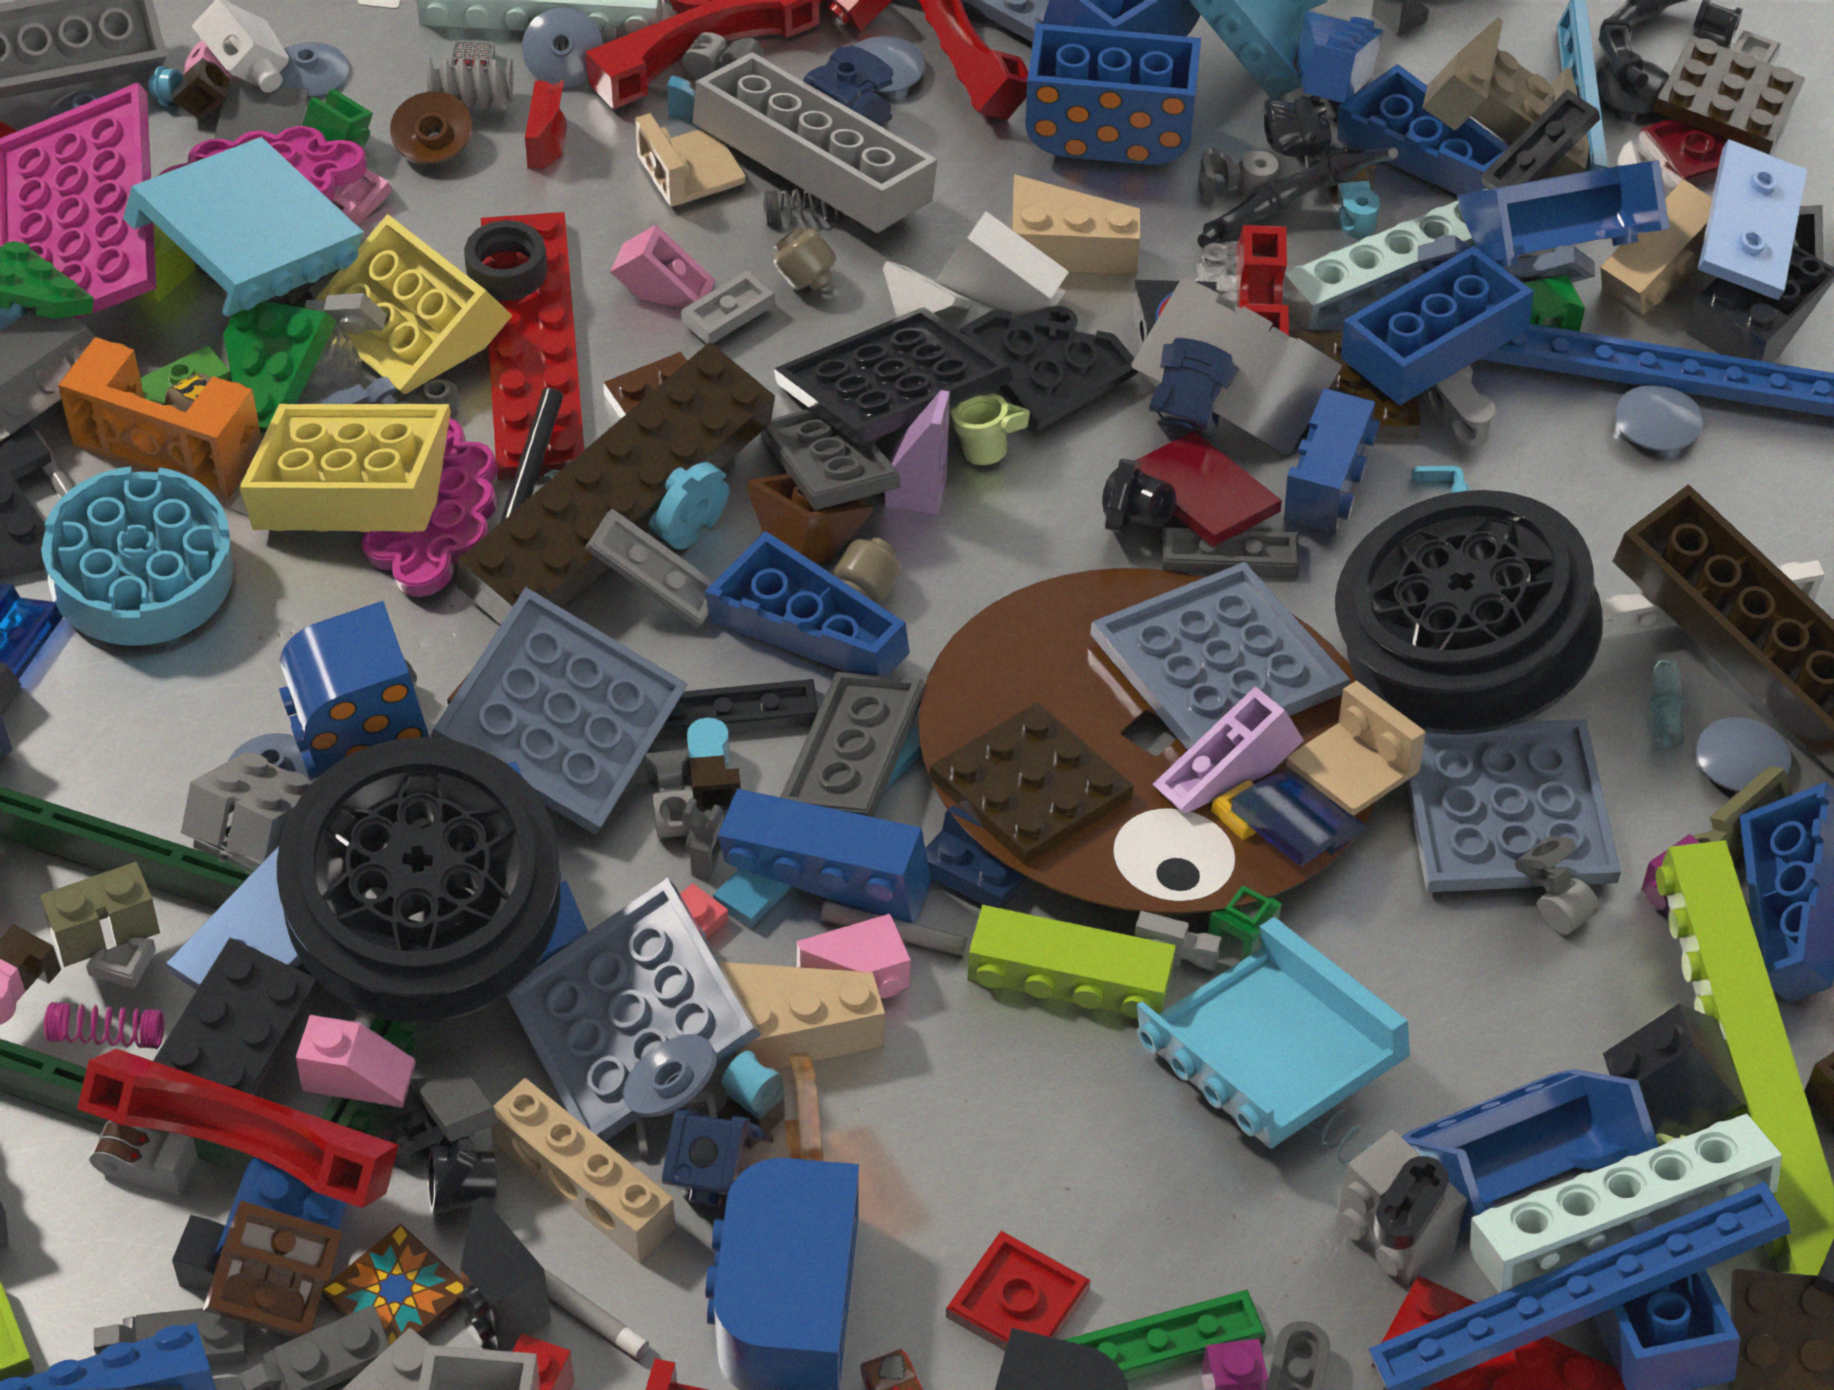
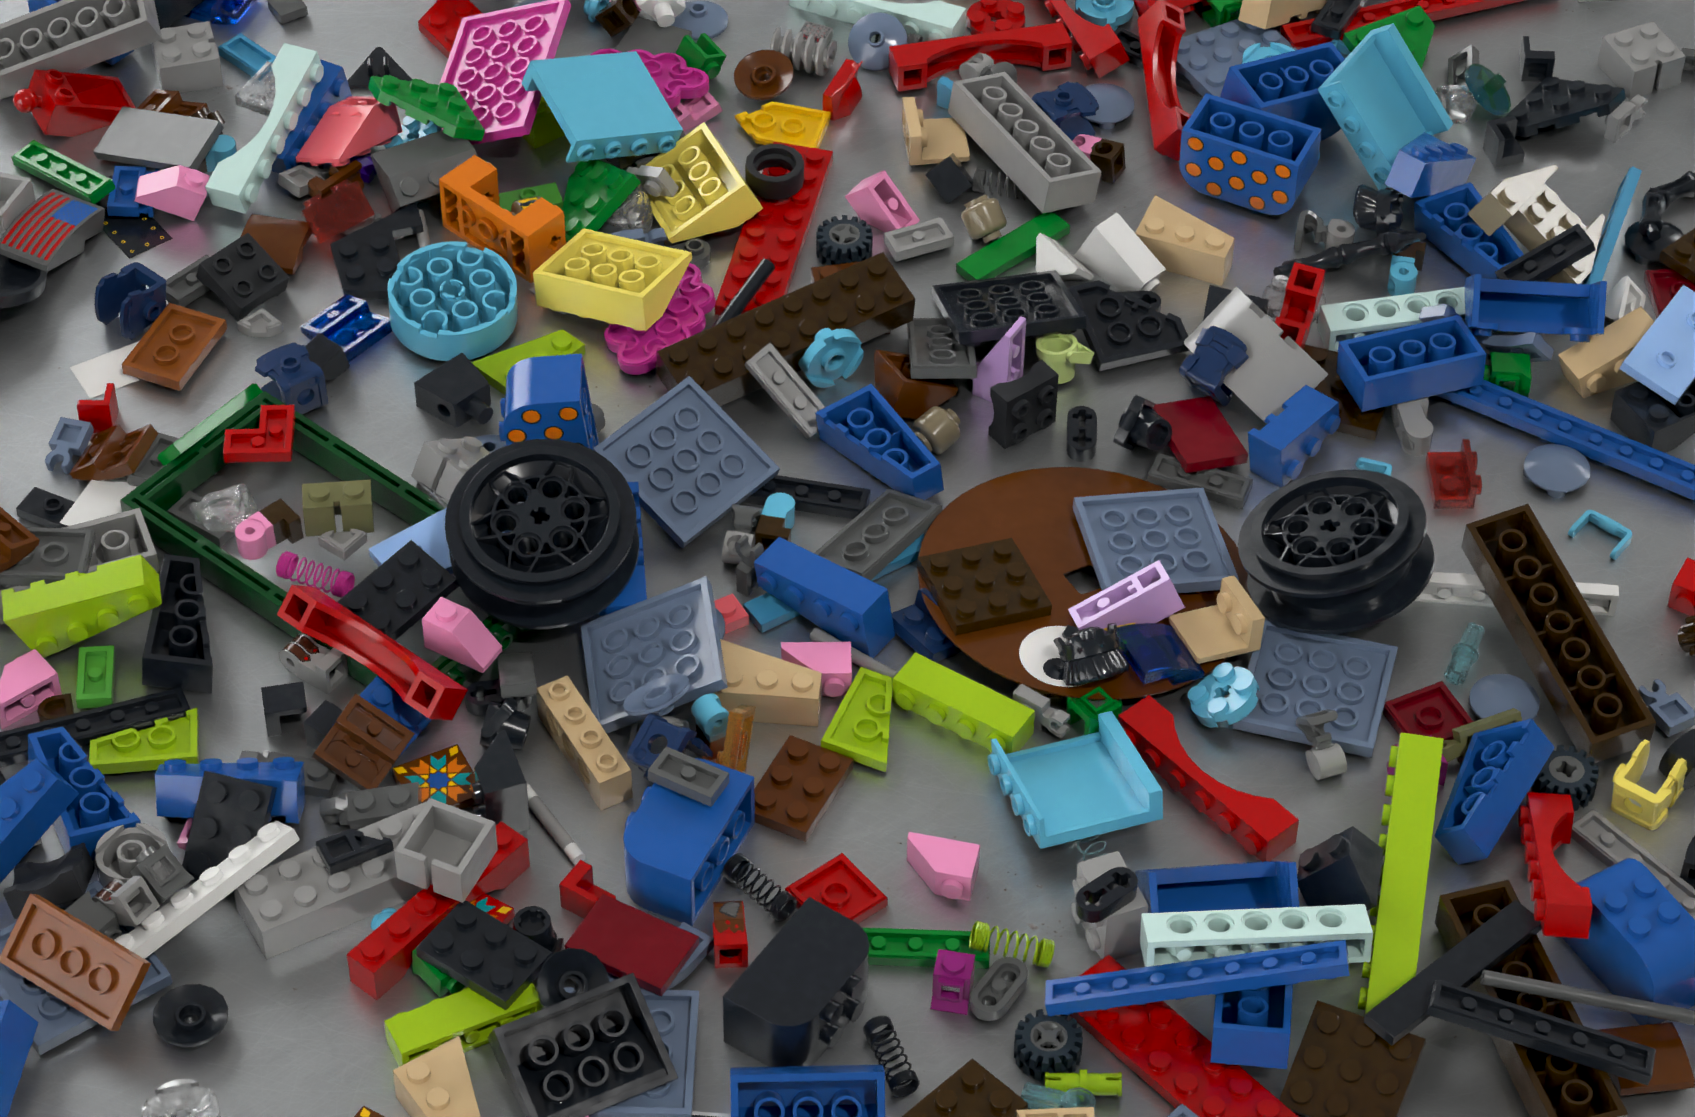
camera: 20 degrees right, 5 degrees down
(126, 1235) = (282, 701): none -> black panel
(191, 689) = (455, 393): none -> black torso
(268, 618) = (497, 366): none -> lime wing
(484, 190) = (785, 124): none -> yellow tile
(632, 335) = (843, 241): none -> black wheel
(734, 213) = (950, 178): none -> black panel
(774, 1194) = (688, 776): none -> dark grey plate
(851, 290) = (1011, 248): none -> green tile
(868, 1296) = (778, 900): none -> black piece
(902, 1146) = (799, 787): none -> reddish brown plate
(919, 129) = (1104, 153): none -> dark brown leg
(945, 1024) = (863, 721): none -> lime wing
(972, 508) = (1024, 405): none -> black brick
(1060, 523) = (1086, 433): none -> black beam
(1147, 1208) = (944, 864): none -> bright pink slope
(1219, 845) = (1090, 654): none -> black hair
(1247, 1301) = (1043, 953): none -> lime piece
(1387, 833) = (1208, 696): none -> medium azure plate
(1515, 1020) = (1252, 820): none -> red arch
(1543, 462) = (1454, 478): none -> clear red bracket
(1661, 804) = (1427, 712): none -> dark red tile
(1756, 479) = (1606, 524): none -> medium azure piece

